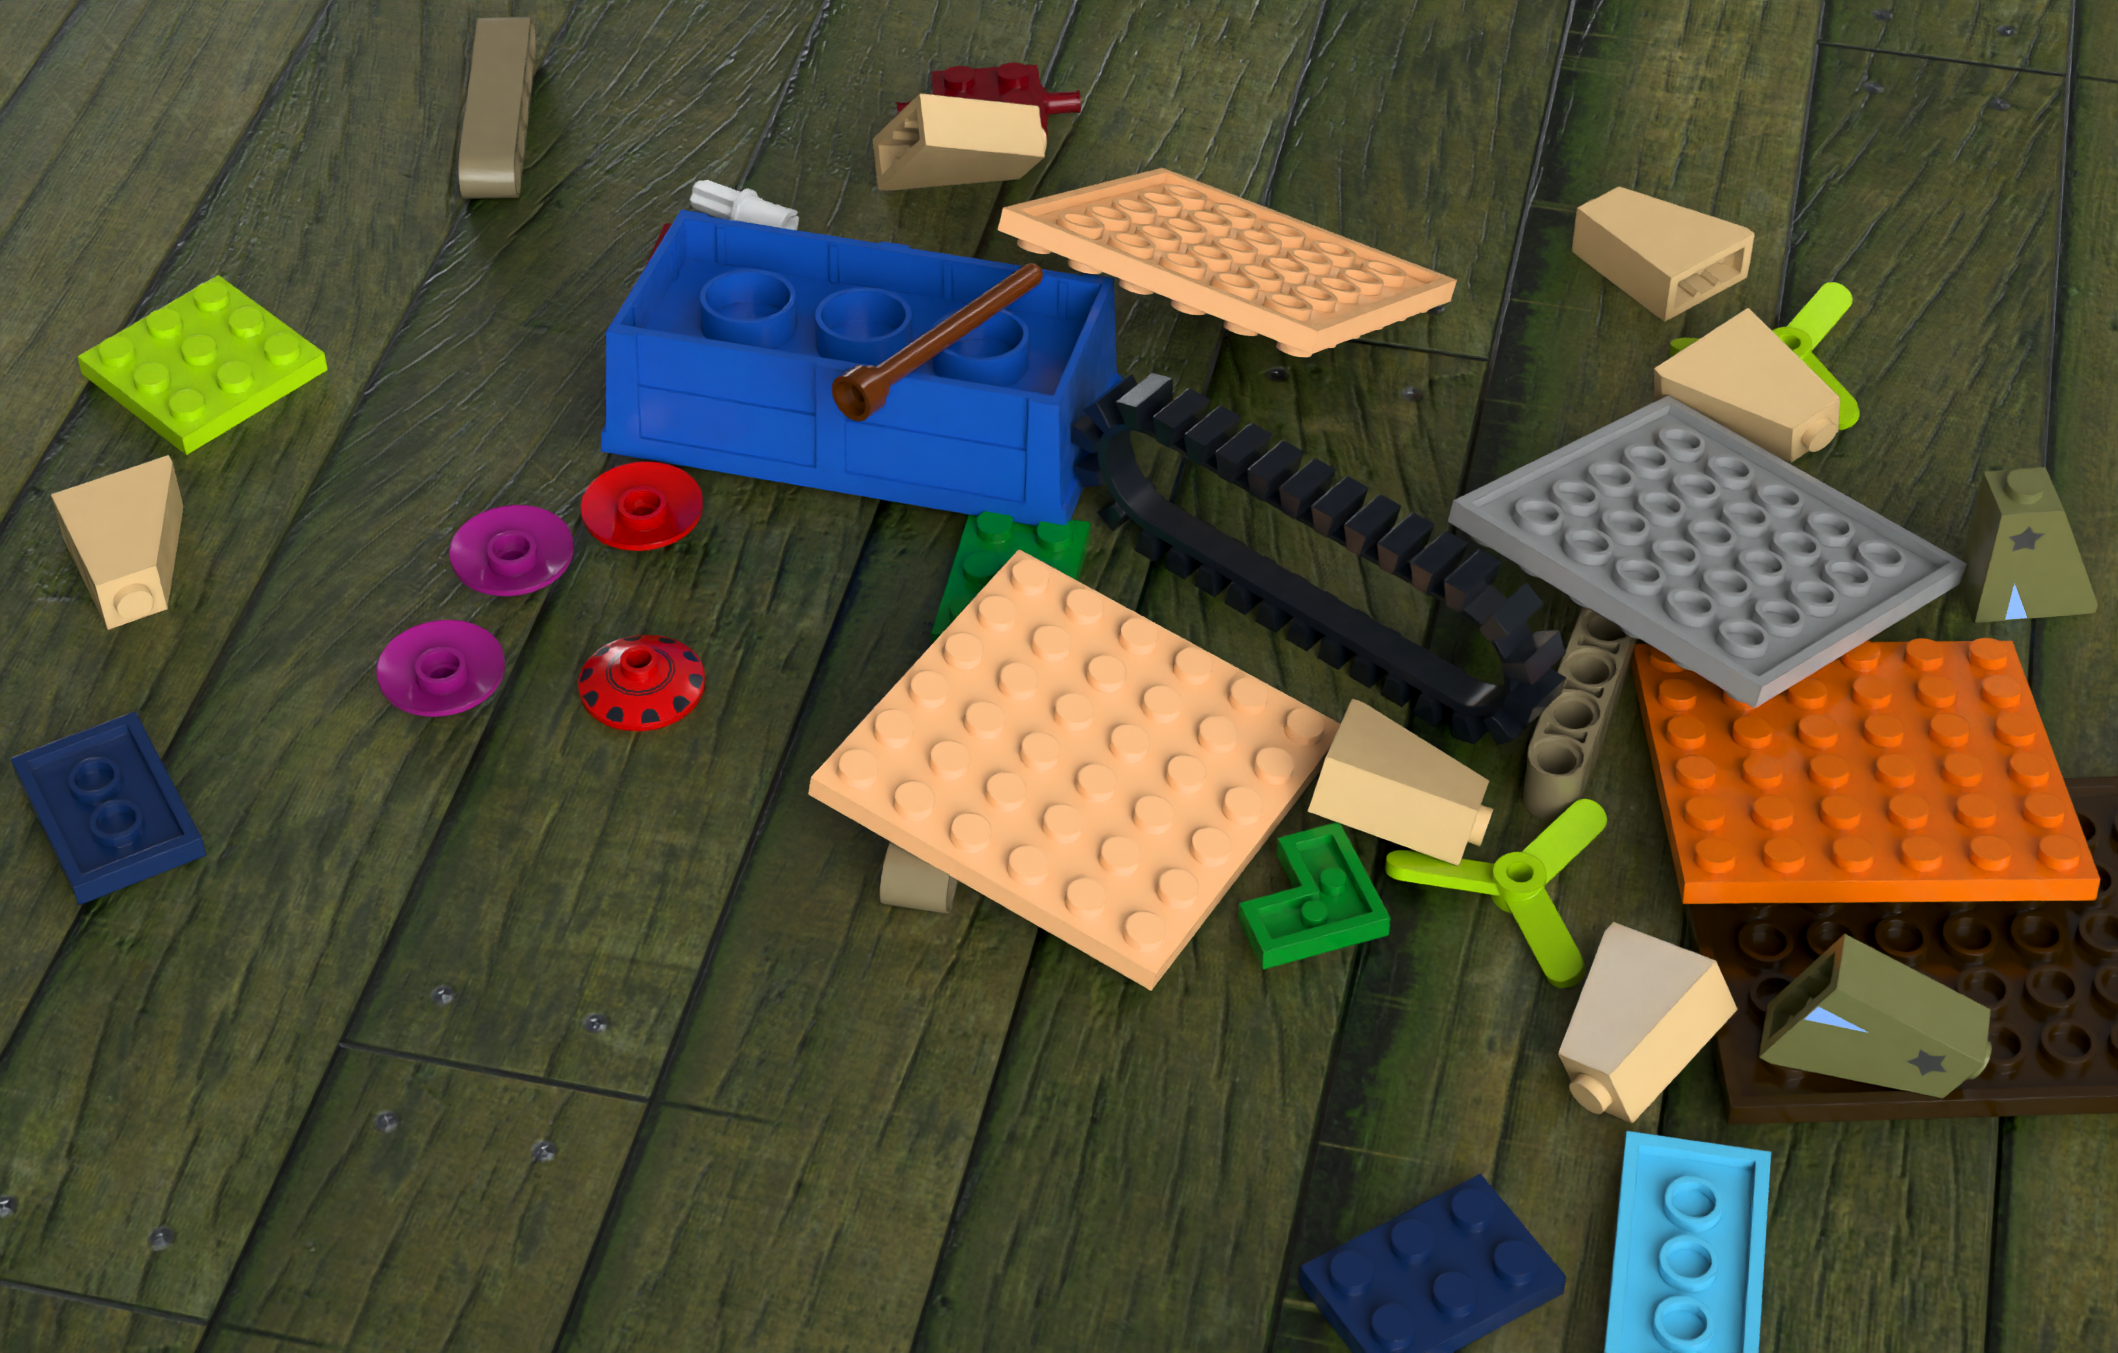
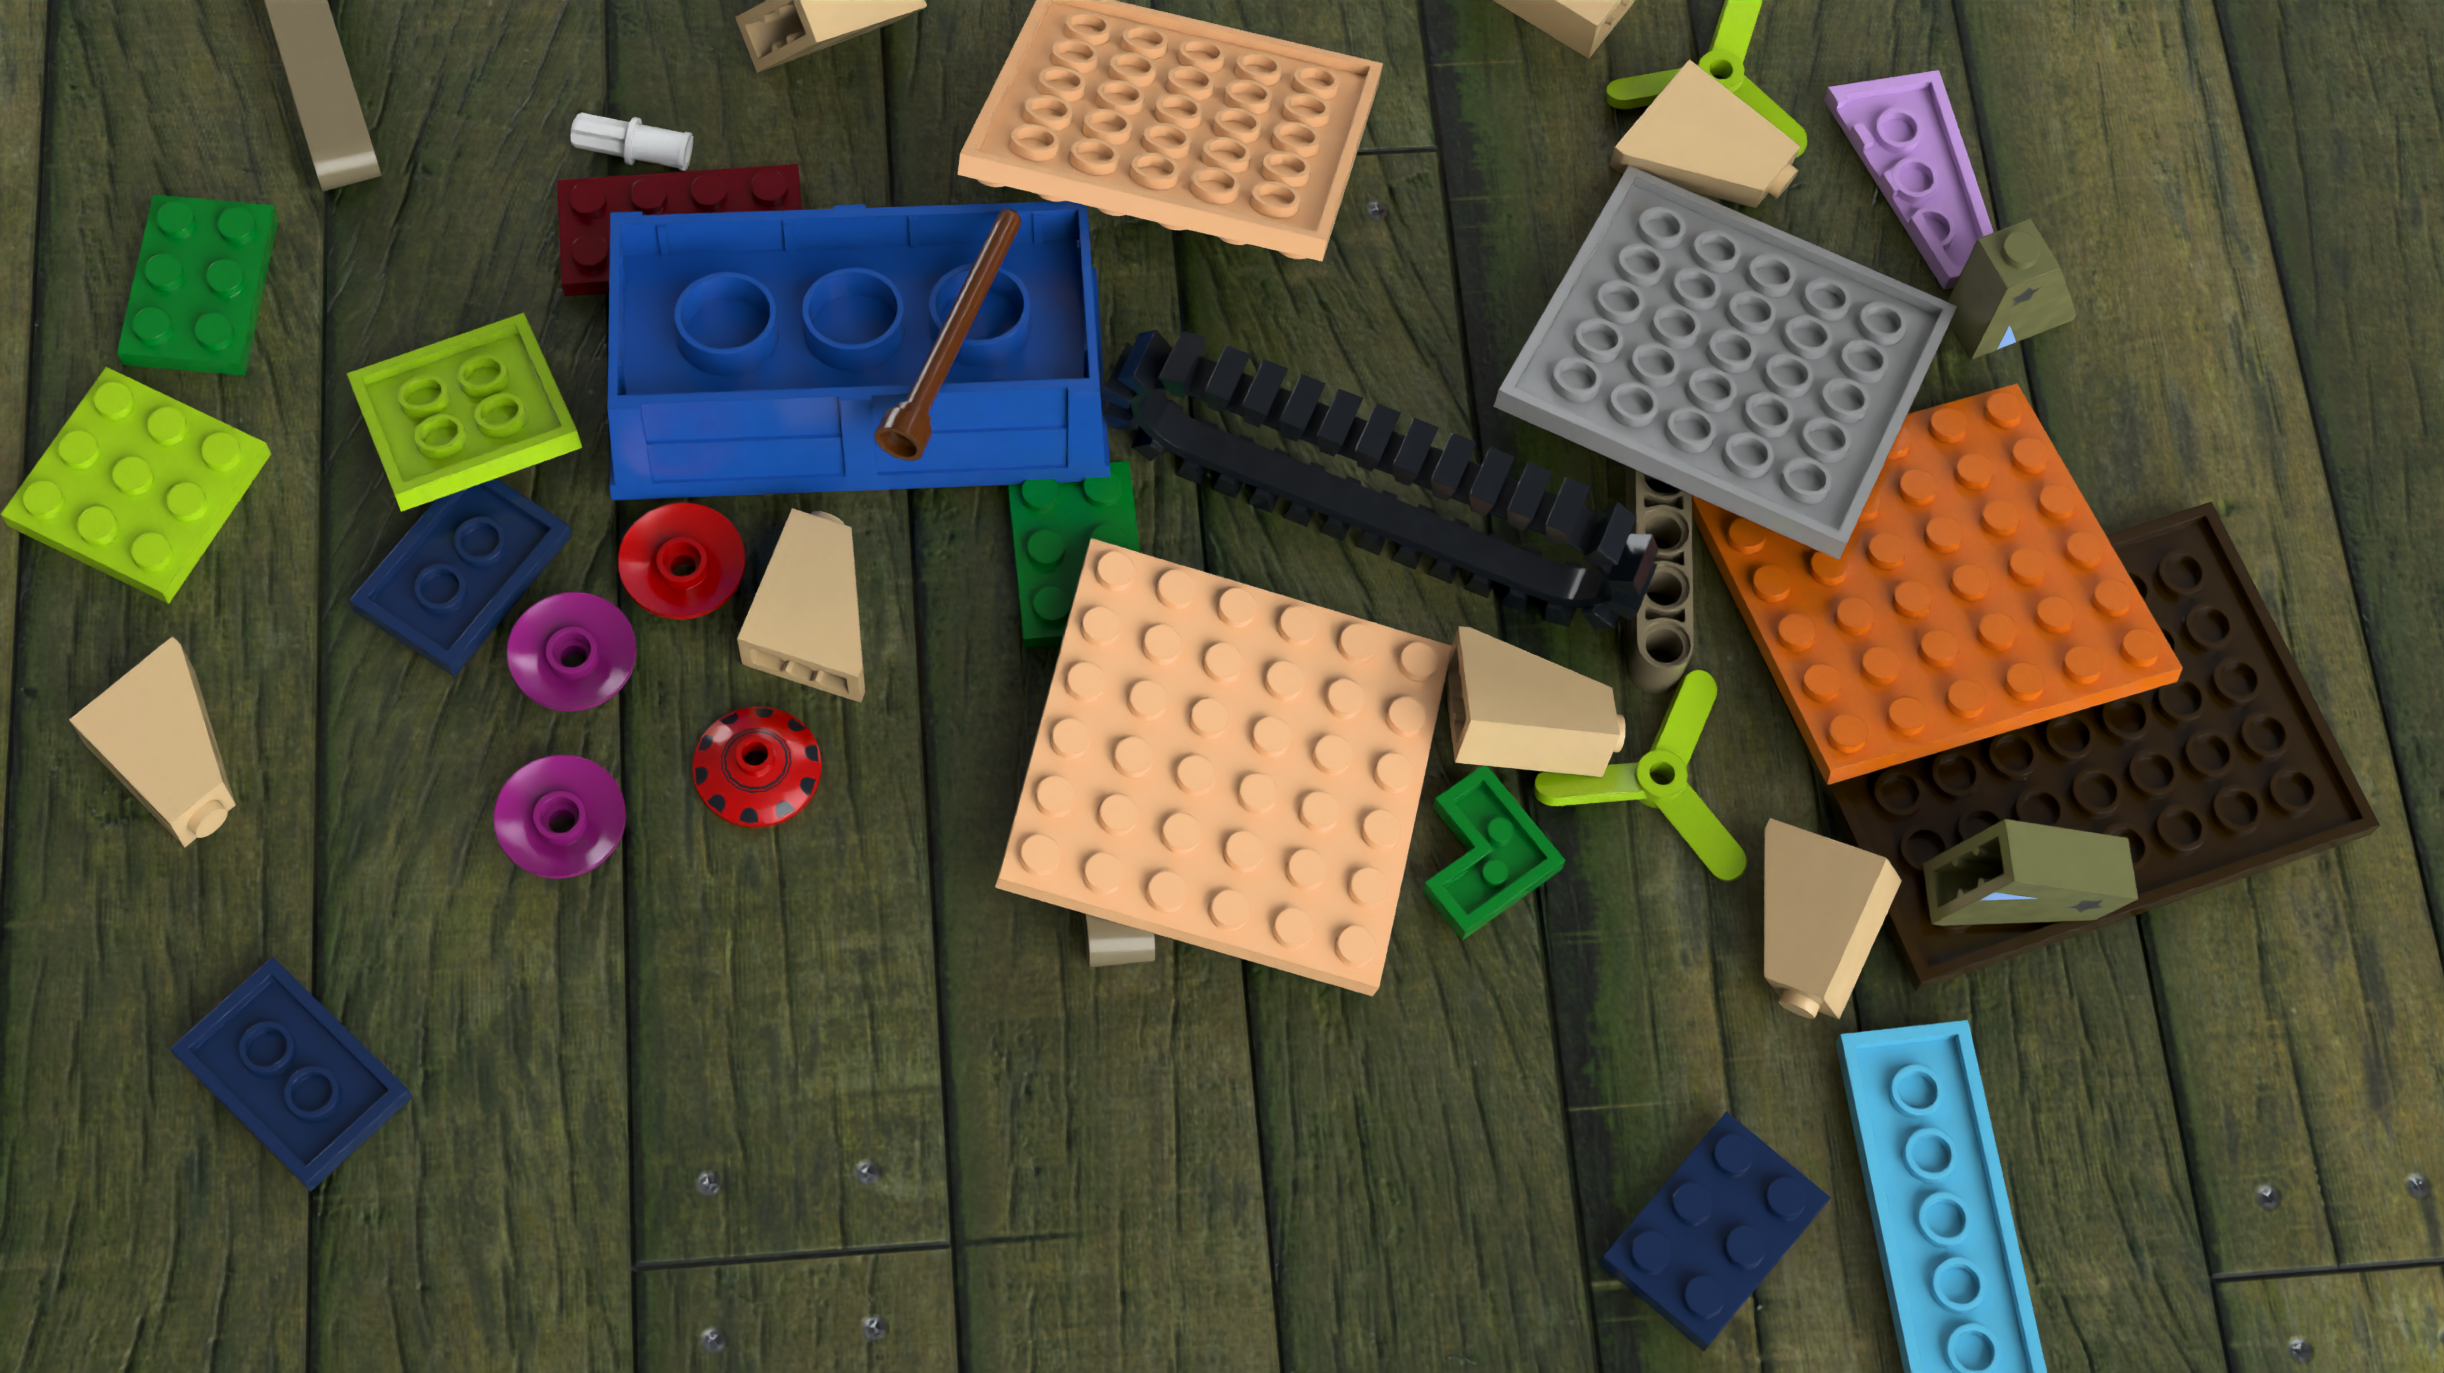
camera: 25 degrees left, 20 degrees up
(325, 240) = (198, 285): none -> green plate
(445, 474) = (460, 571): none -> dark blue plate
(499, 358) = (463, 411): none -> lime plate
(739, 566) = (808, 609): none -> tan slope
(1958, 434) = (1919, 163): none -> lavender wing

